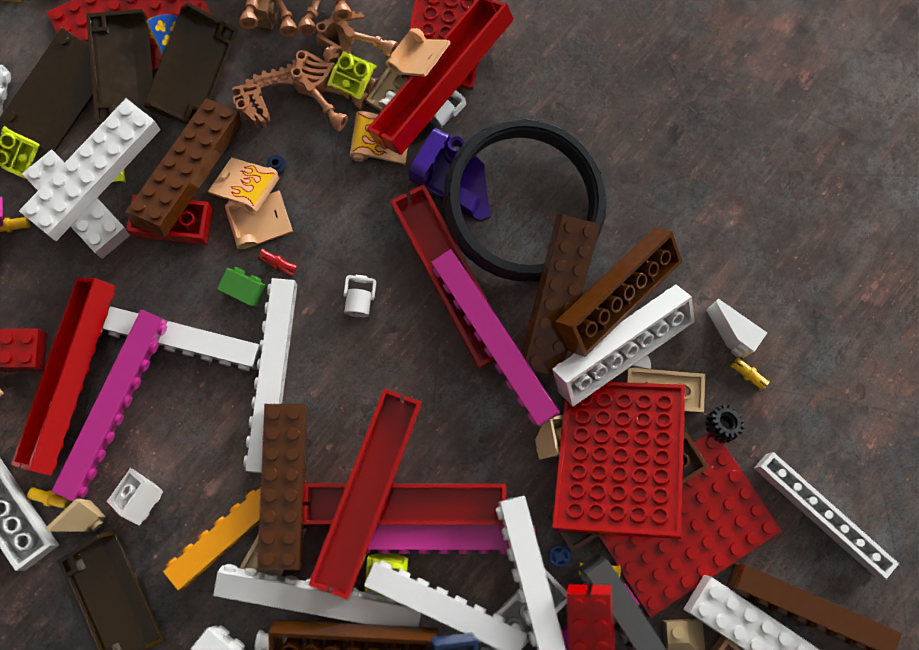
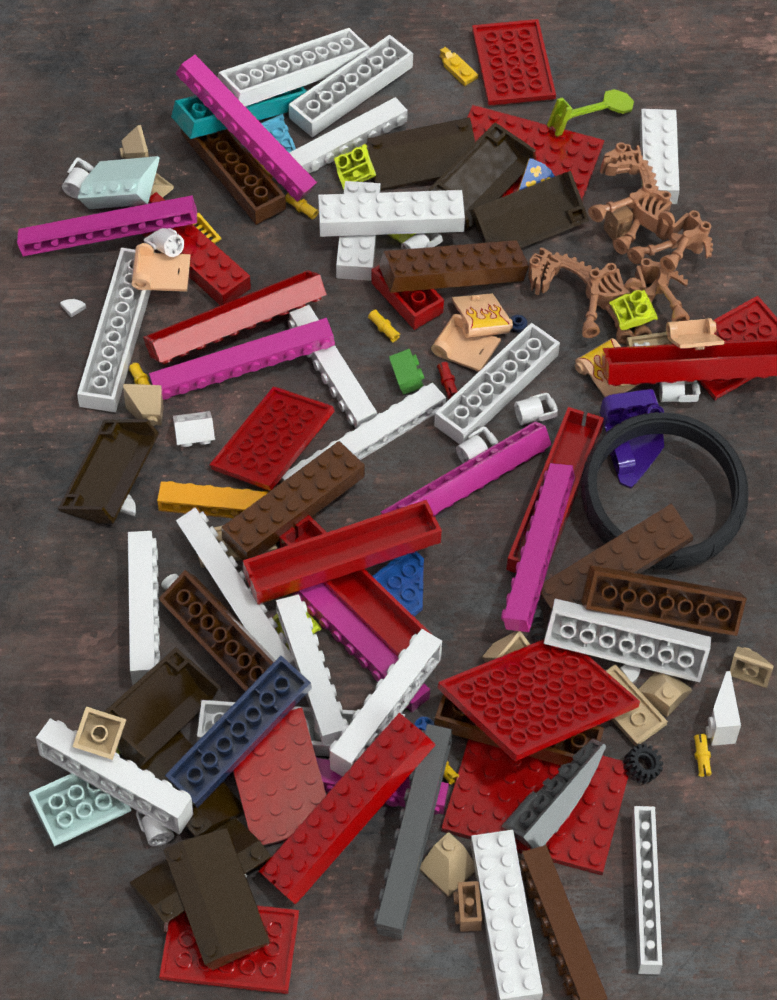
camera: 50 degrees right, 20 degrees down
(138, 172) = (421, 240): none -> white piece
(158, 610) = (129, 506): none -> white tile
(182, 264) = (384, 325): none -> yellow pin
(205, 446) = (272, 438): none -> red plate
(317, 231) = (497, 383): none -> white brick
(362, 226) = (531, 409): none -> white piece
(378, 327) = (480, 469): none -> dark pink brick
(425, 462) = (404, 581): none -> blue plate
(678, 353) = (665, 692): none -> tan slope
(710, 527) = (548, 809): none -> dark grey wedge
(711, 274) = (751, 667): none -> tan slope

